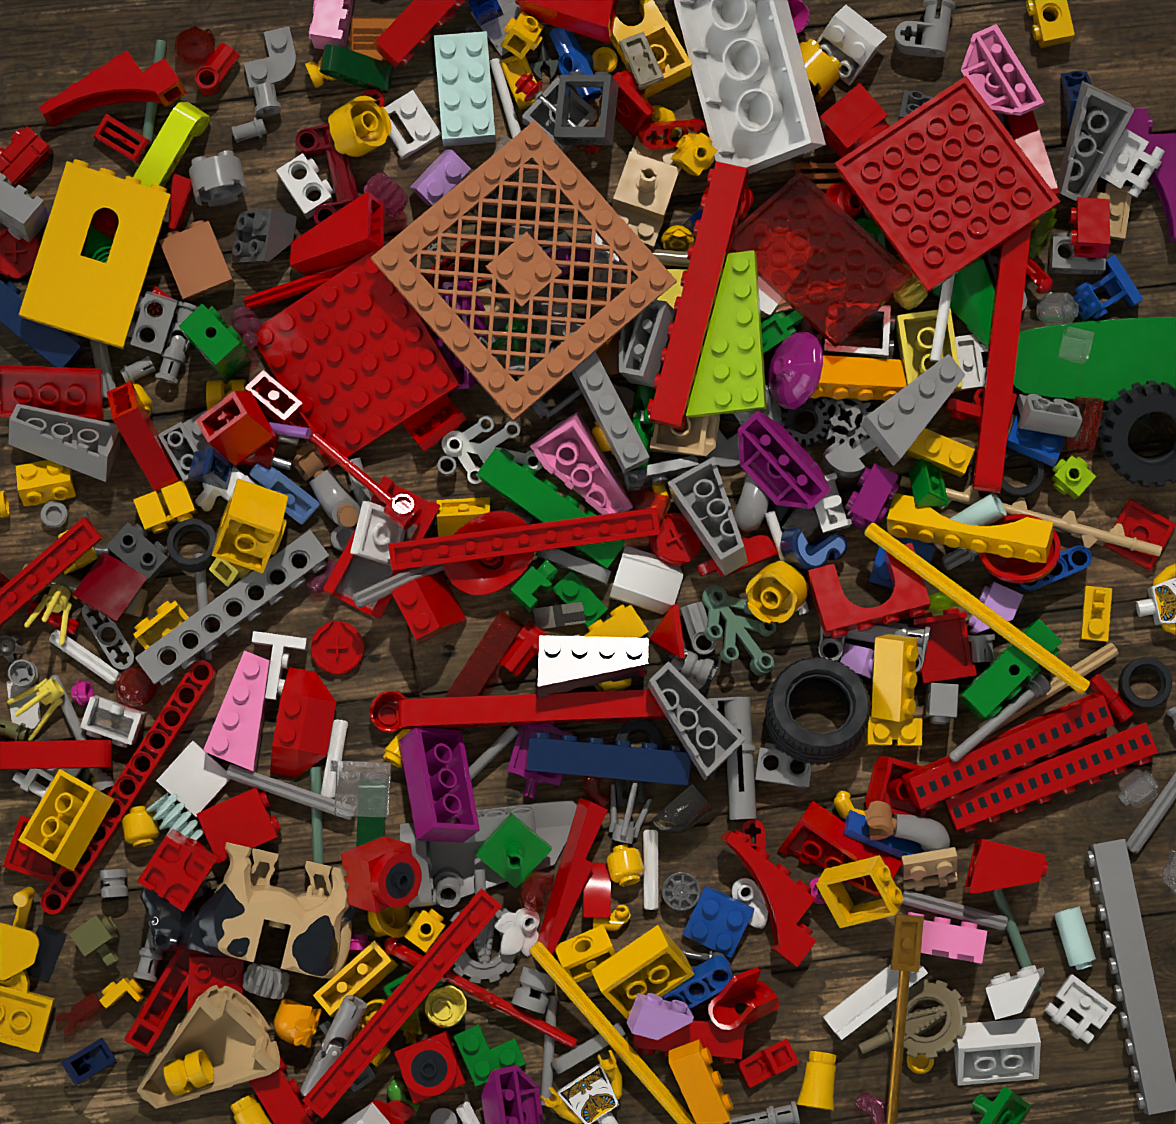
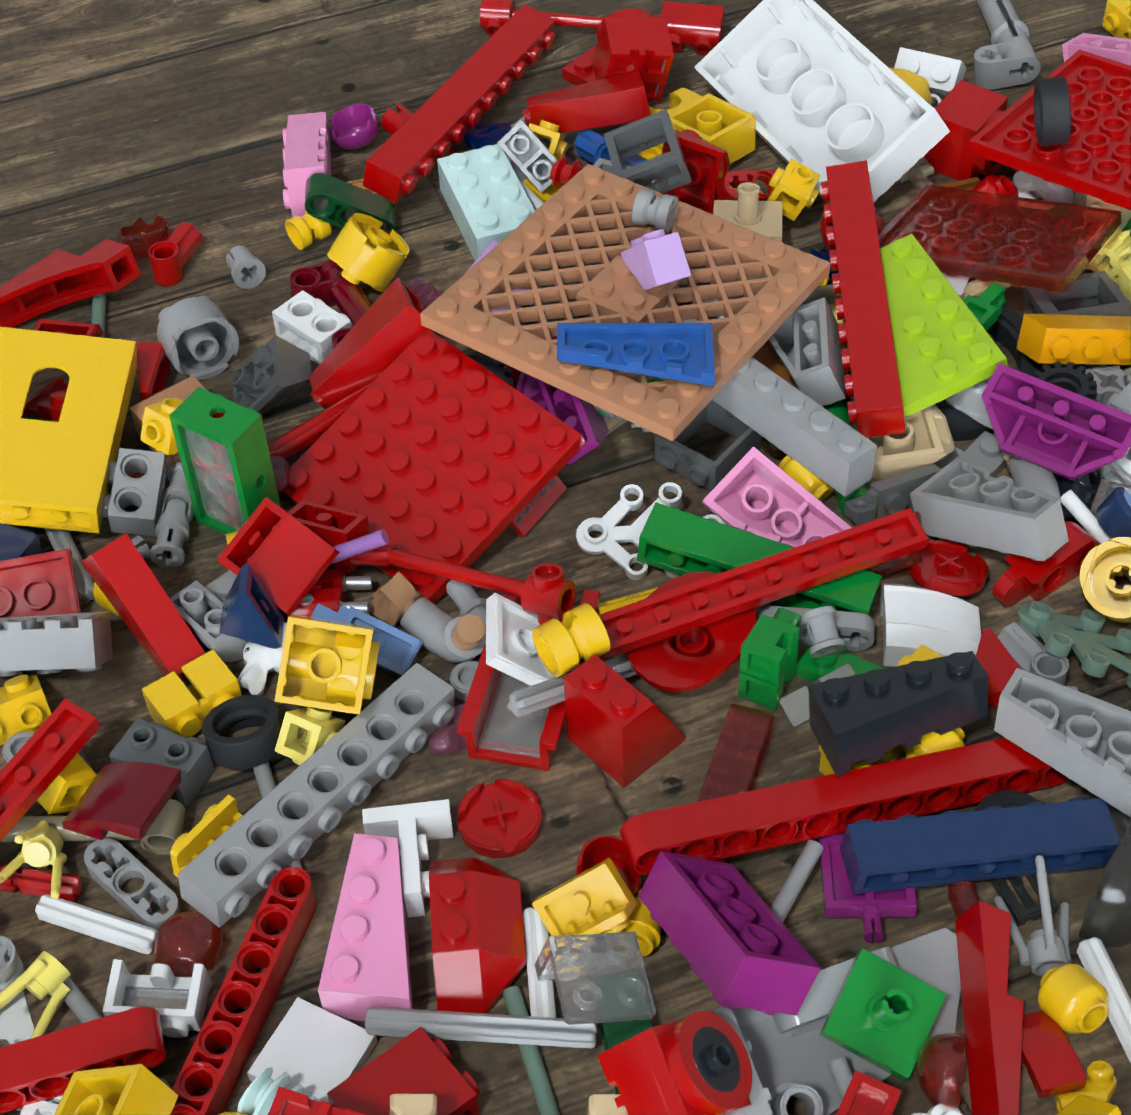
camera: 10 degrees left, 35 degrees down
(82, 692) = (97, 971): dark pink plate -> none
(171, 143) = (134, 304): neon yellow beam -> none
(184, 284) = (157, 426): none -> yellow brick
(249, 130) = (232, 296): light grey pin -> none
(278, 64) = (251, 230): light grey plate -> none
(367, 739) = (587, 903): none -> yellow bracket
(403, 563) = (566, 642): none -> yellow wheel
(416, 122) = (437, 251): white plate -> none
(434, 423) = (553, 513): red bracket -> none
(447, 459) = (593, 561): light grey hinge -> none
(510, 57) = (529, 155): none -> light grey slope
(517, 351) = (649, 349): none -> blue wing
(523, 649) = (787, 742): red piece -> none
(545, 264) = (657, 259): none -> lavender slope
(569, 202) = (654, 210): none -> light grey wheel
(570, 580) = (822, 632): none -> light grey bush
(641, 61) = (696, 116): dark tan plate -> none
(795, 370) = (1029, 324): magenta hat -> none
(894, 174) = (1052, 110): none -> black tyre

